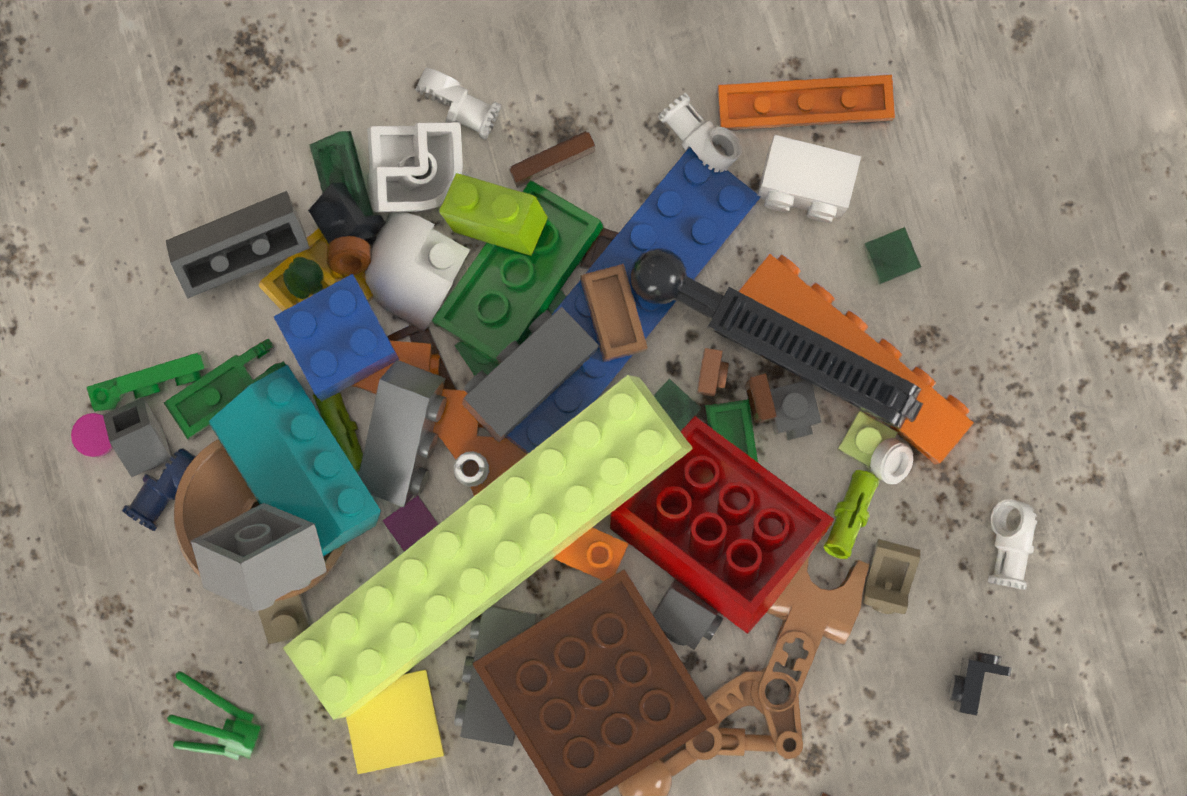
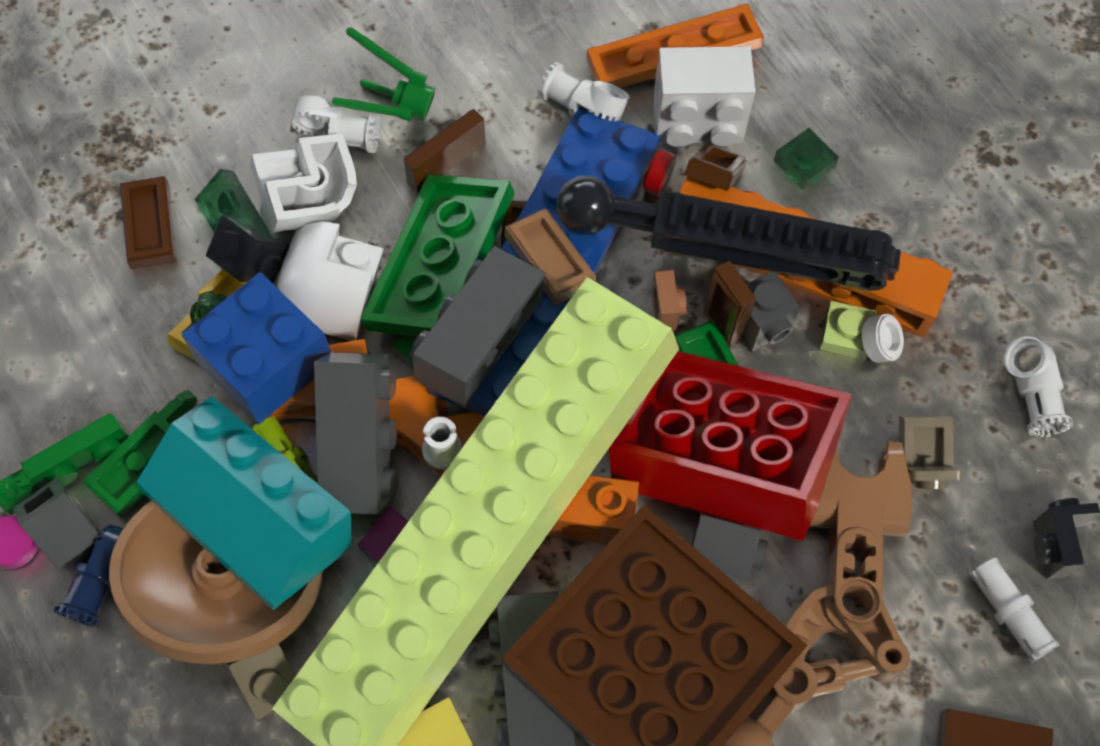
camera: 20 degrees left, 20 degrees down
(236, 244) = (134, 300): dark grey brick -> none
(259, 557) = (217, 594): light grey brick -> none
(262, 153) = (148, 222): none -> reddish brown tile
(348, 255) = (253, 264): dark orange tile -> none
(493, 214) = (398, 199): lime brick -> none
(536, 91) = (410, 96): none -> green plant
(746, 238) = (659, 172): none -> red tile
(797, 253) = (716, 166): none -> reddish brown tile
(851, 514) = (865, 398): lime pin -> none
(910, 730) = (1014, 609): none -> white pin

